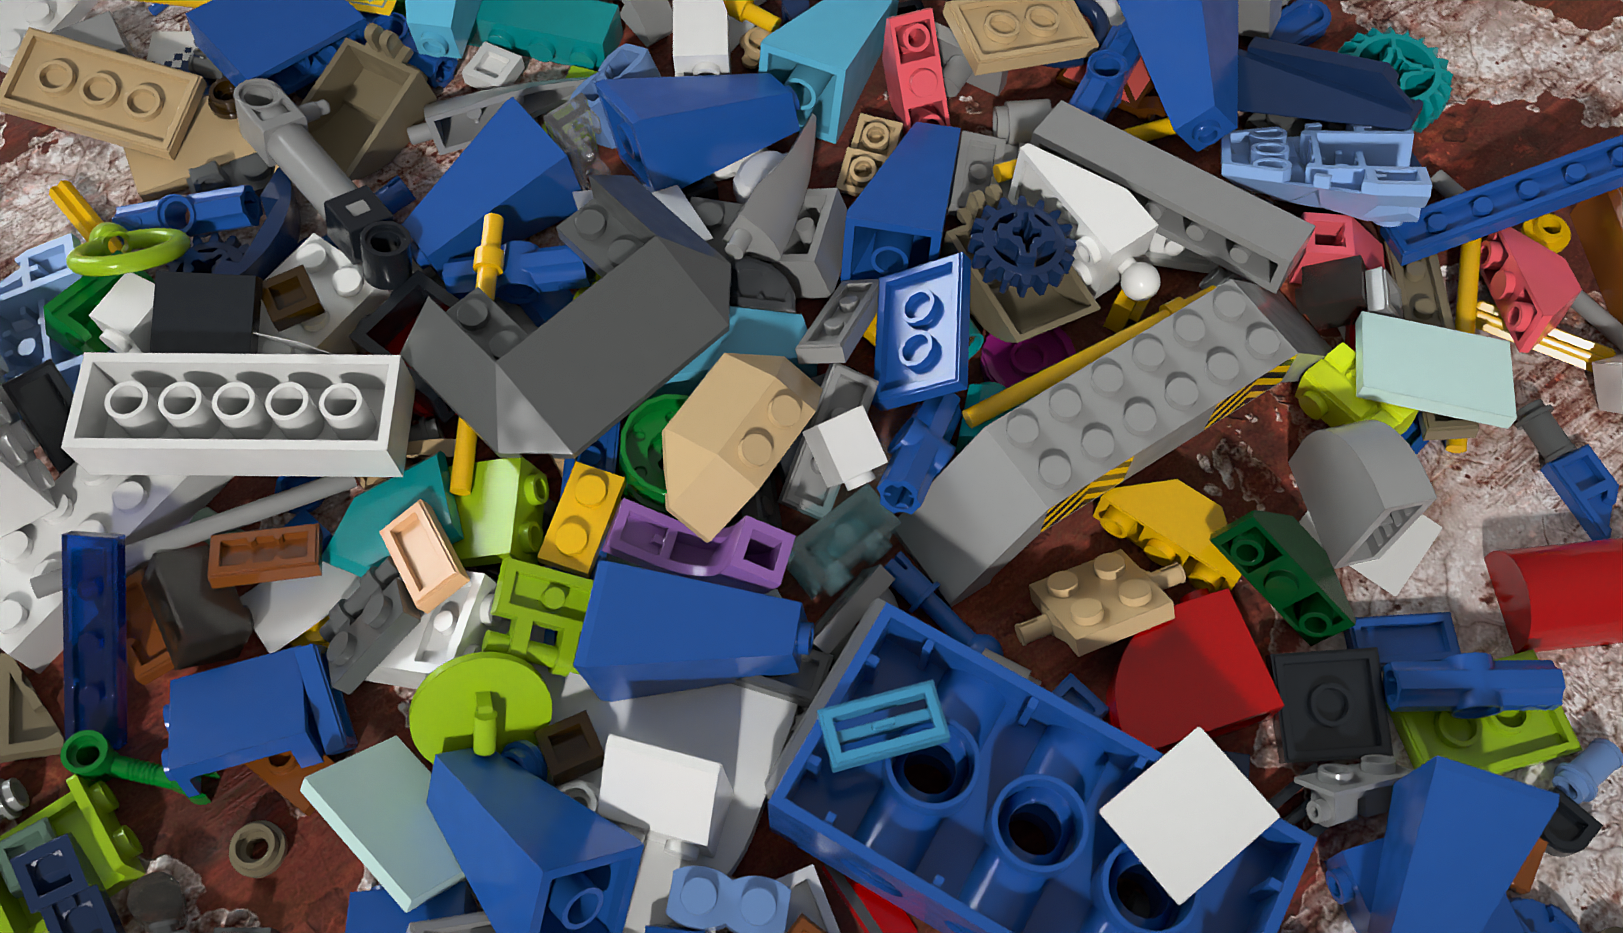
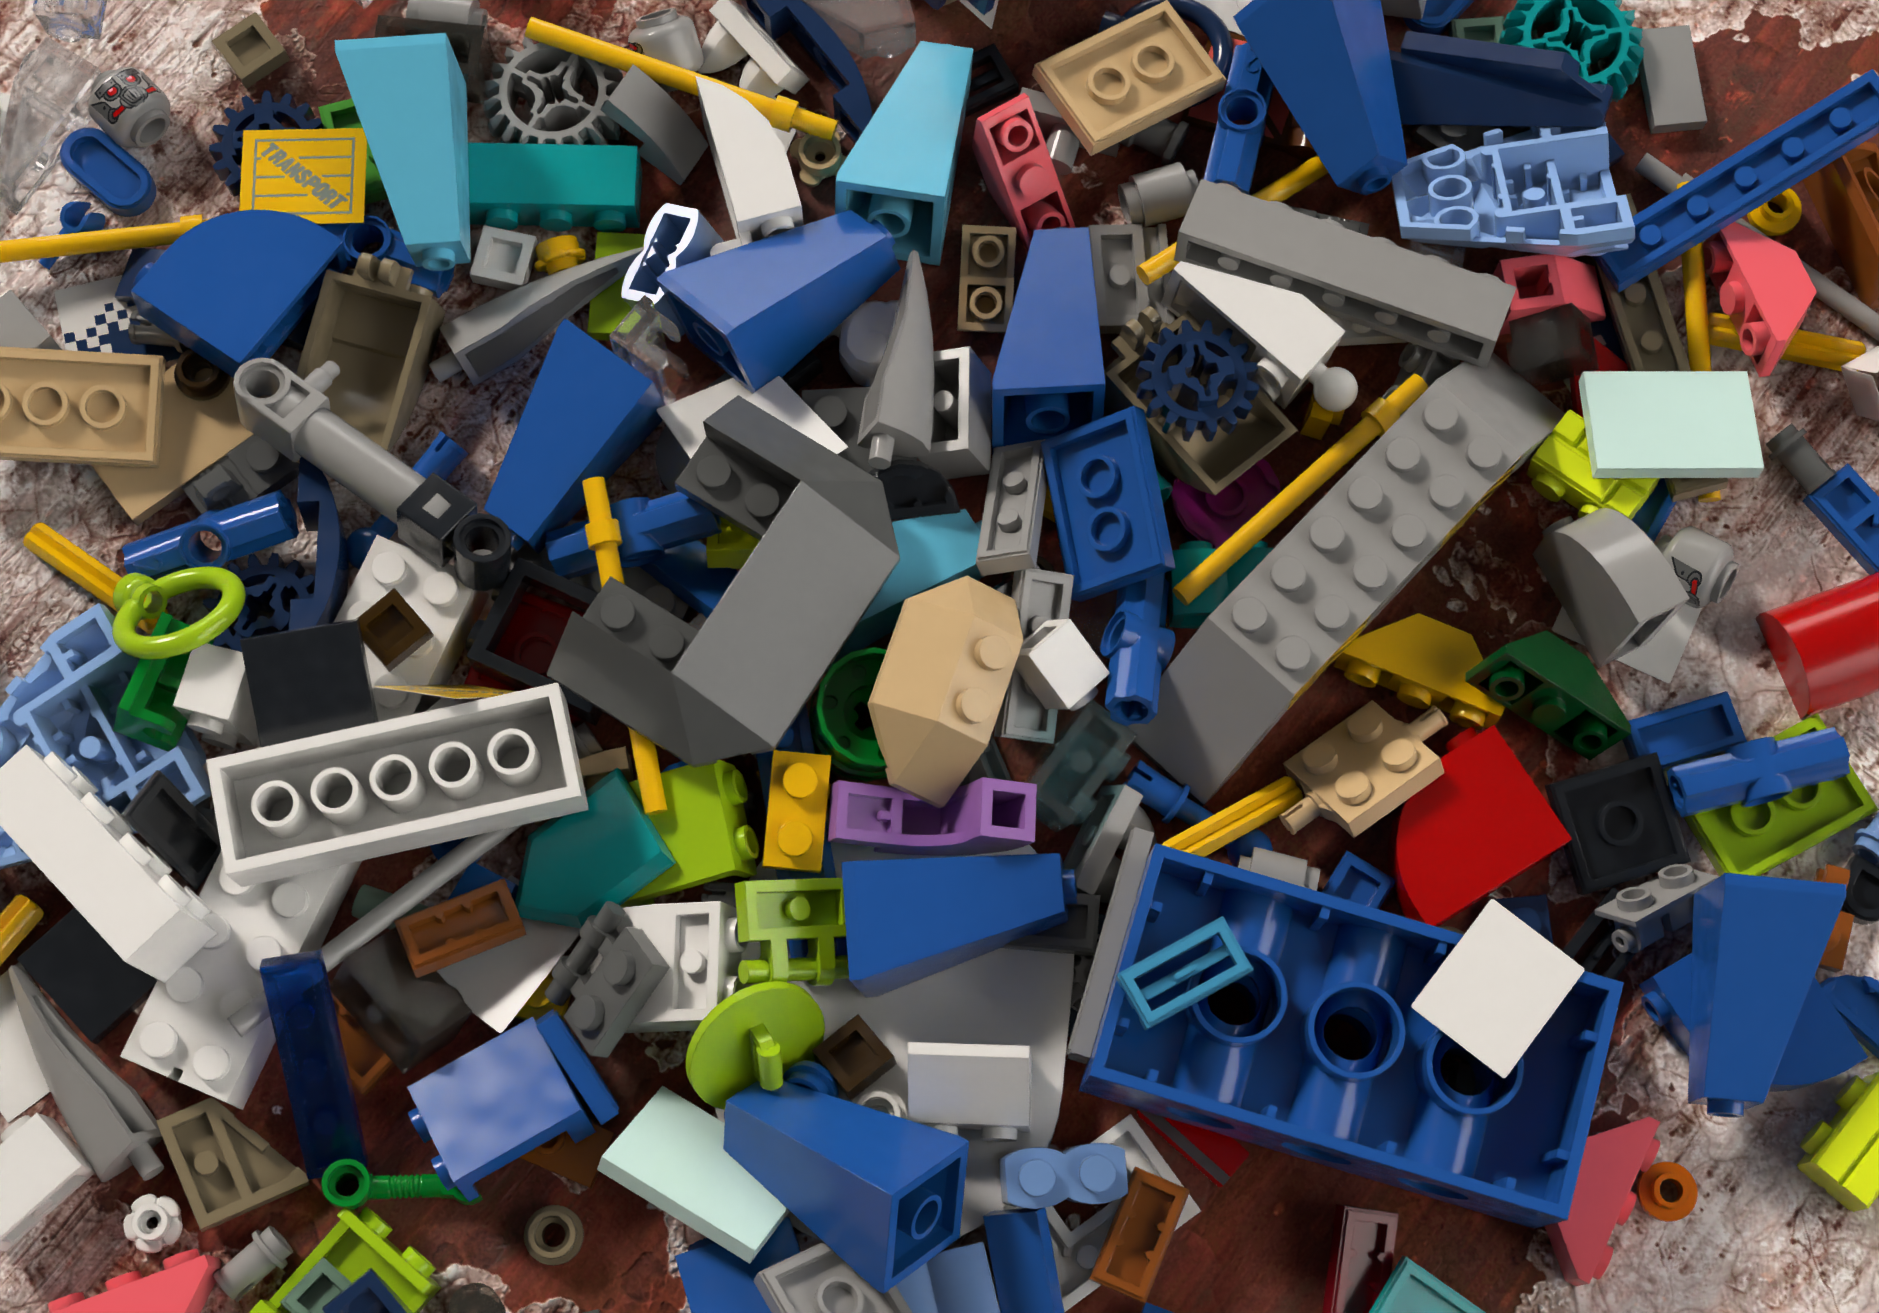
camera: 15 degrees left, 10 degrees up
(424, 556) = (646, 895): light nougat tile -> none
(535, 69) = (559, 254): none -> yellow plate
(984, 618) = (1238, 818): none -> yellow axle
(1034, 82) = (1161, 139): none -> dark grey bush
(1383, 293) = (1605, 343): light grey tile -> none
(1453, 504) = (1701, 564): none -> light grey head
(1470, 125) = (1671, 80): none -> light grey tile

